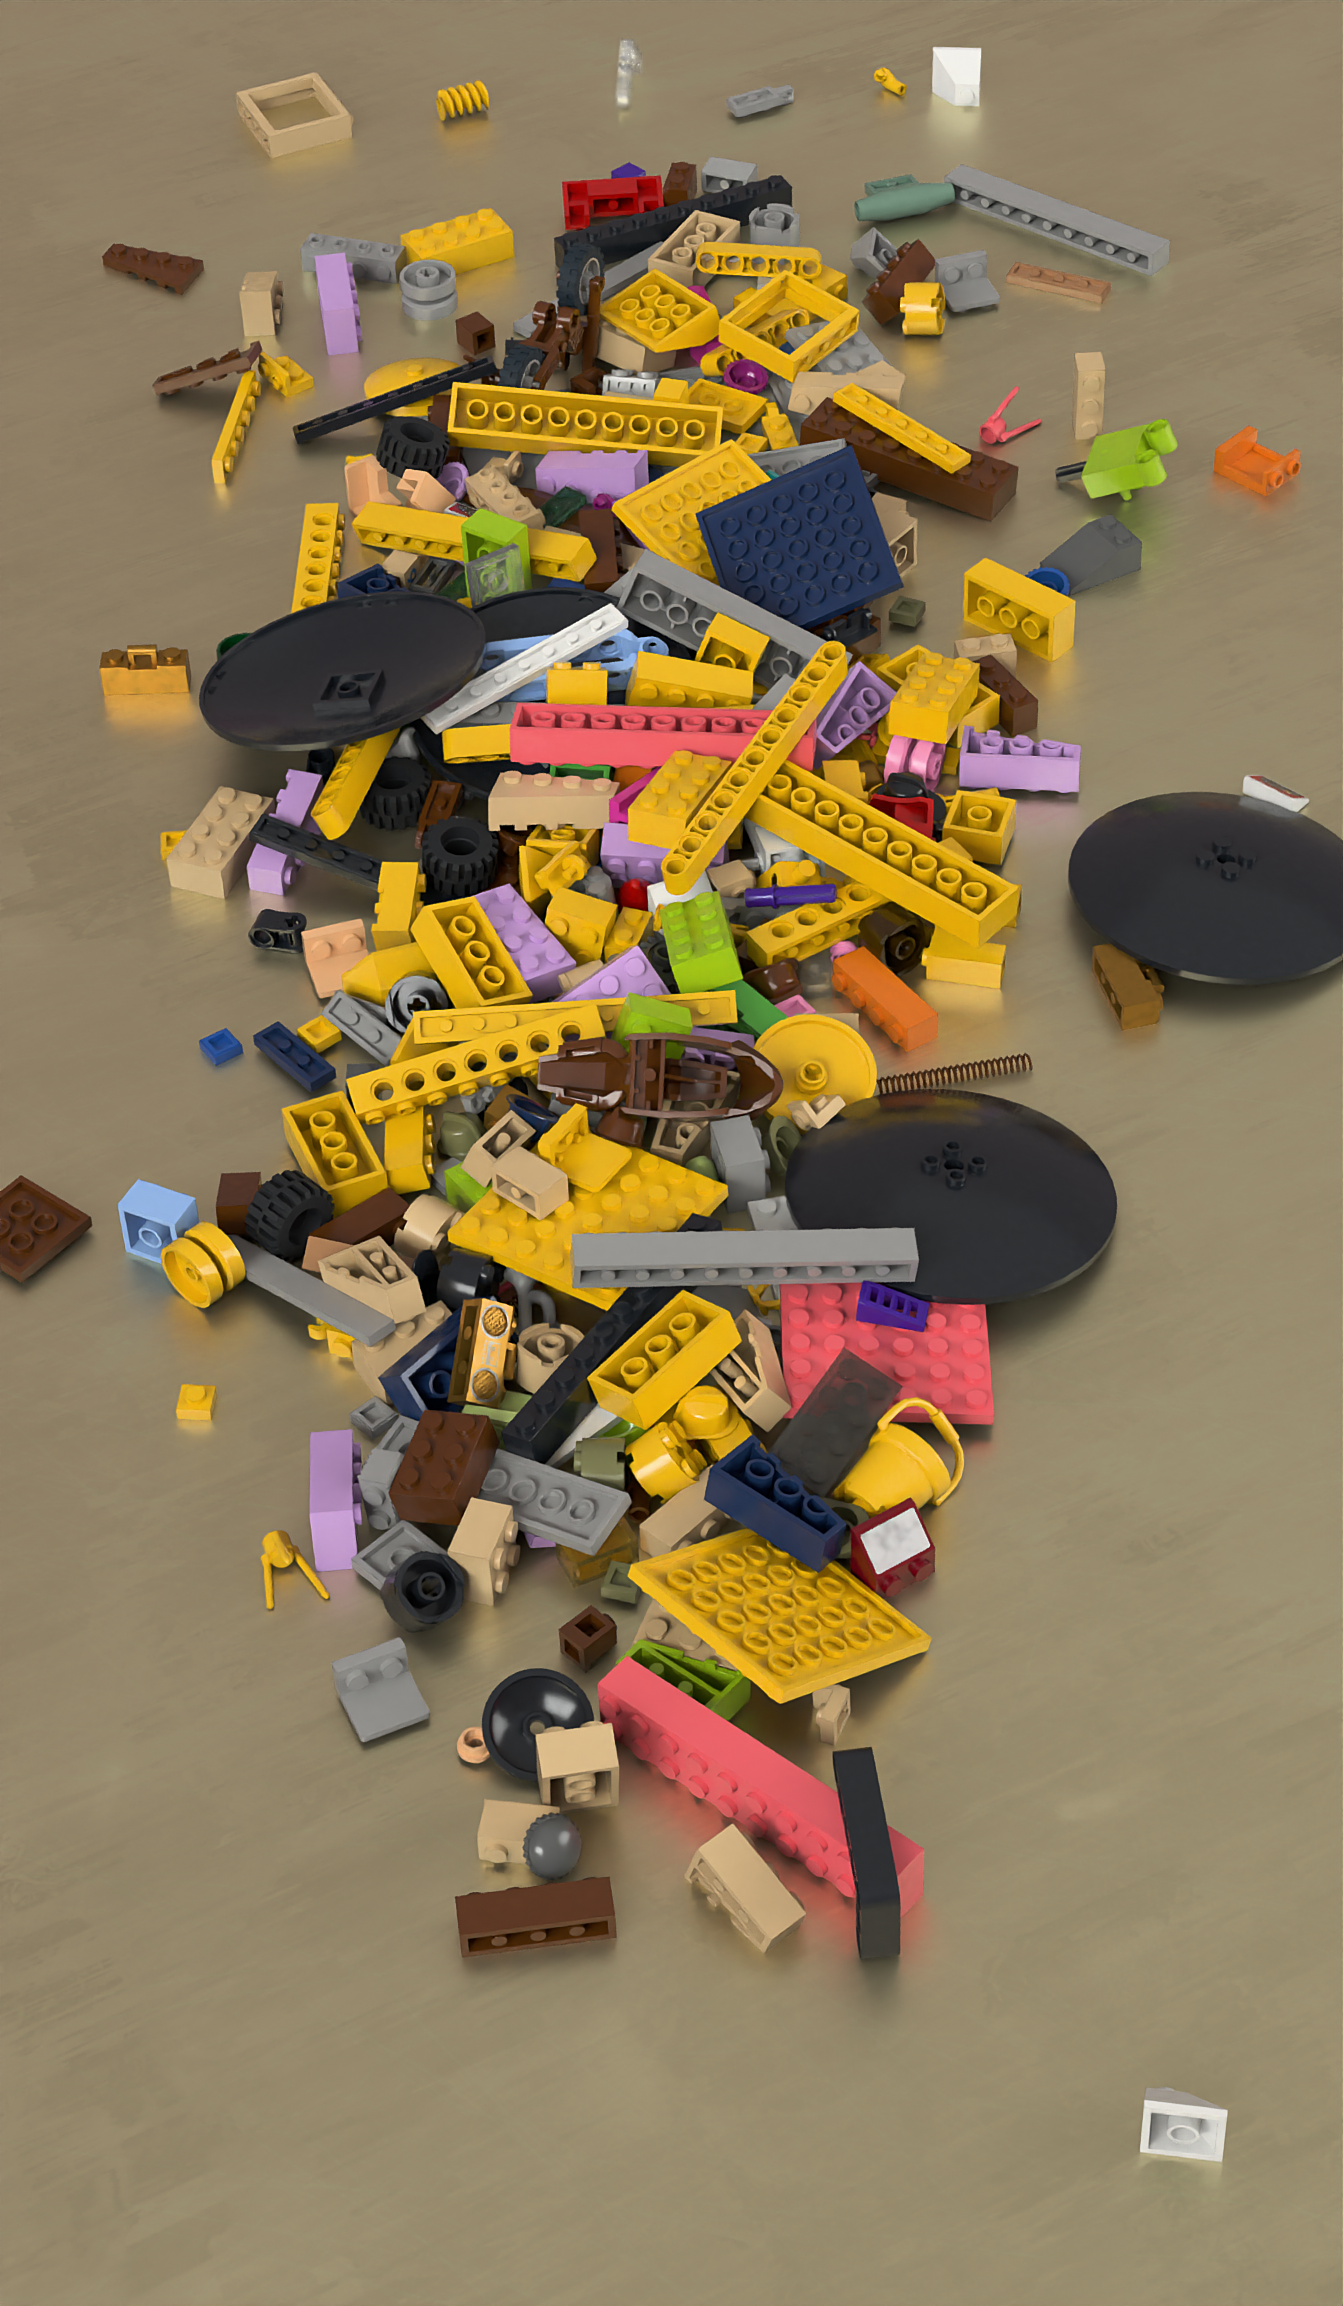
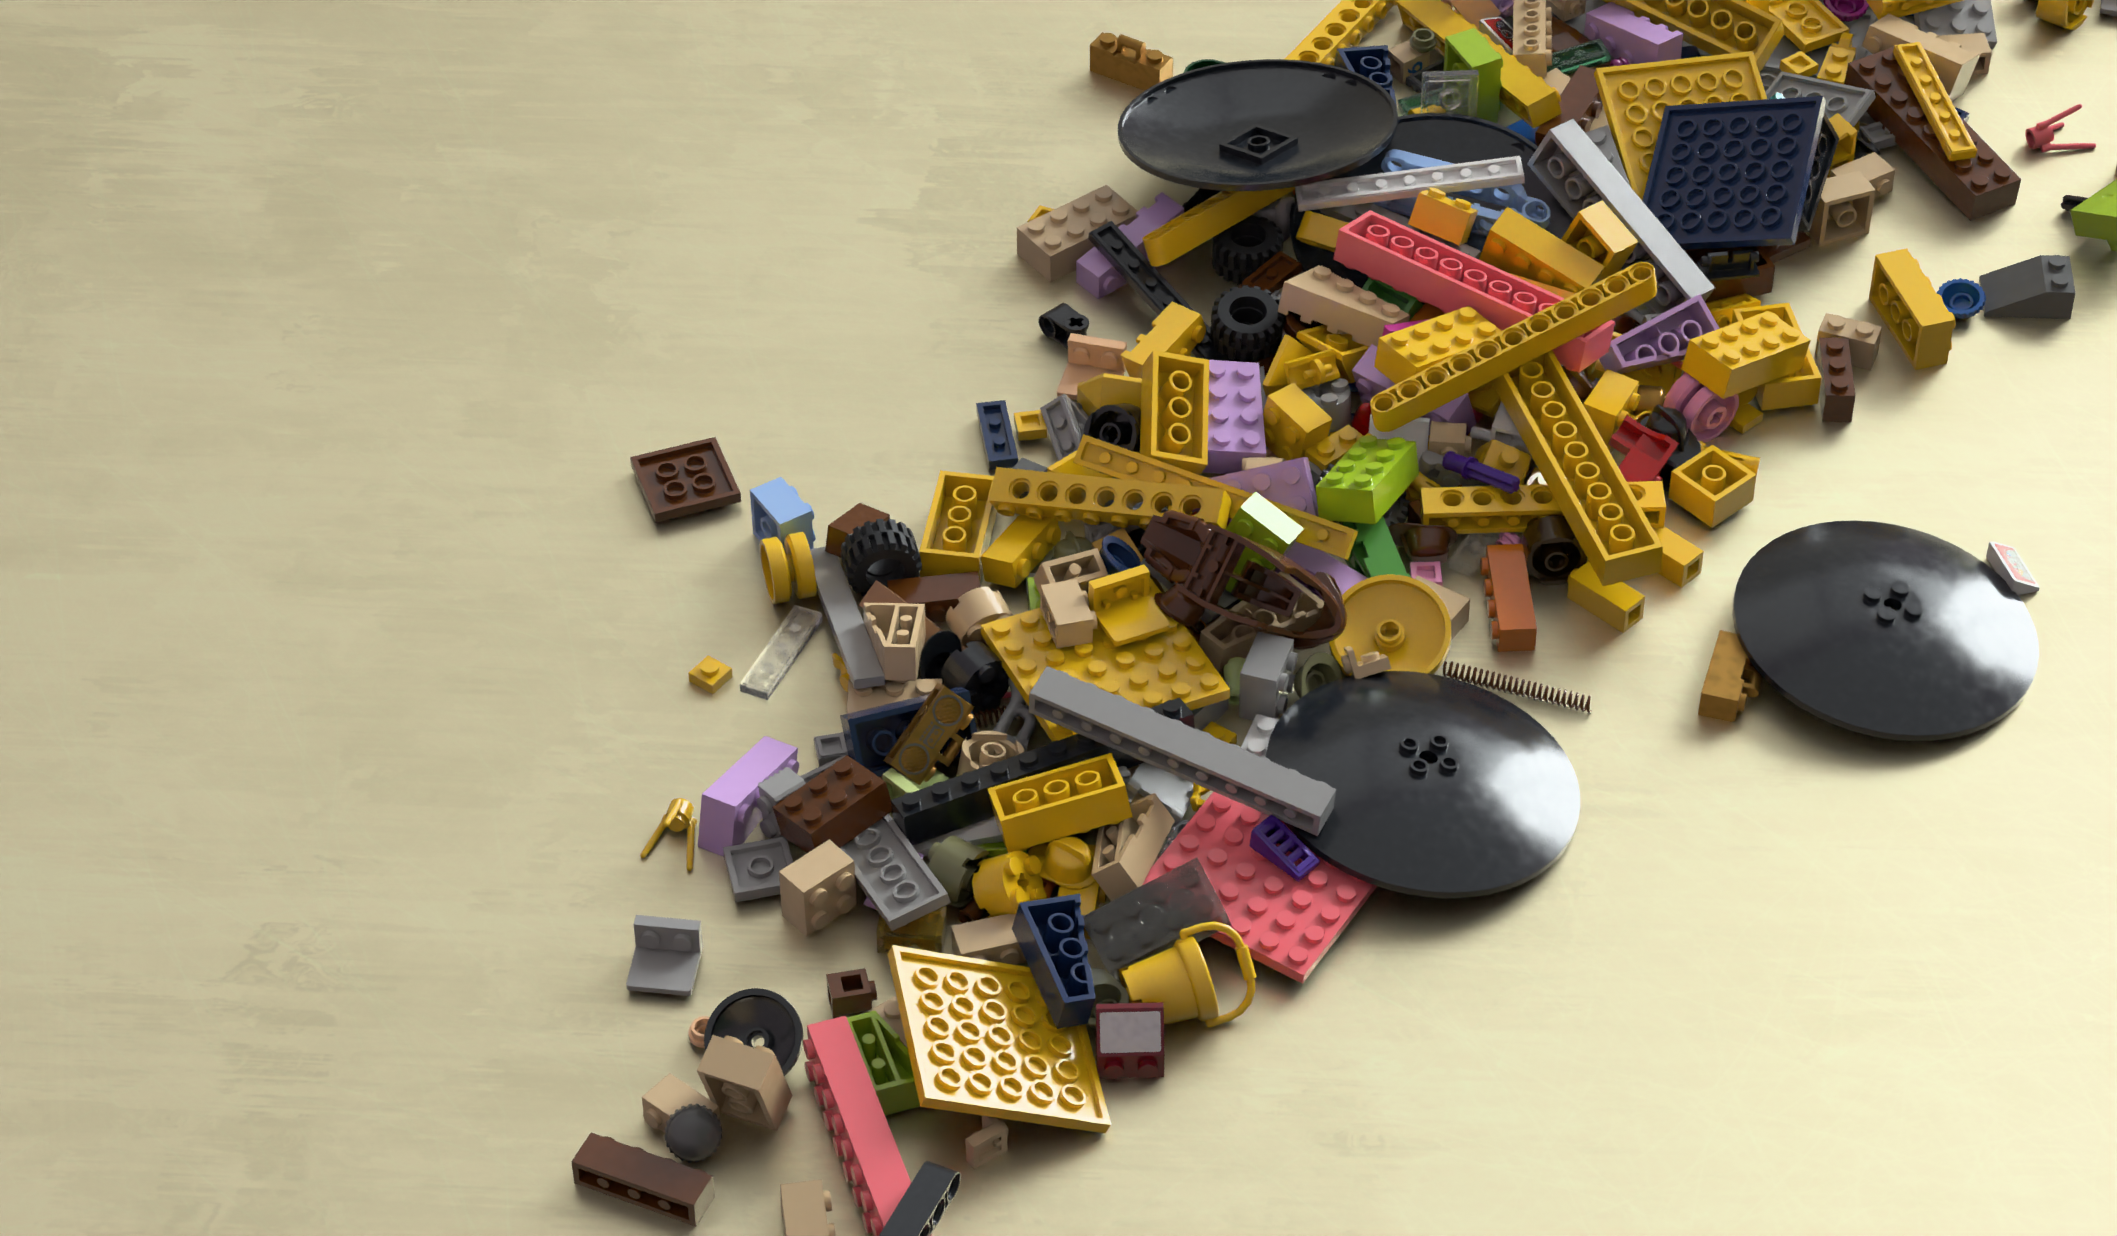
camera: 30 degrees right, 0 degrees up
(221, 1046) = (949, 402): blue tile -> none
(249, 1349) = (781, 652): none -> clear tile
(404, 1593) = (761, 881): black brick -> none
(409, 546) = (1423, 40): none -> olive plate
(907, 611) = (1818, 270): olive plate -> none
(1018, 763) = (1794, 443): lavender wedge -> none

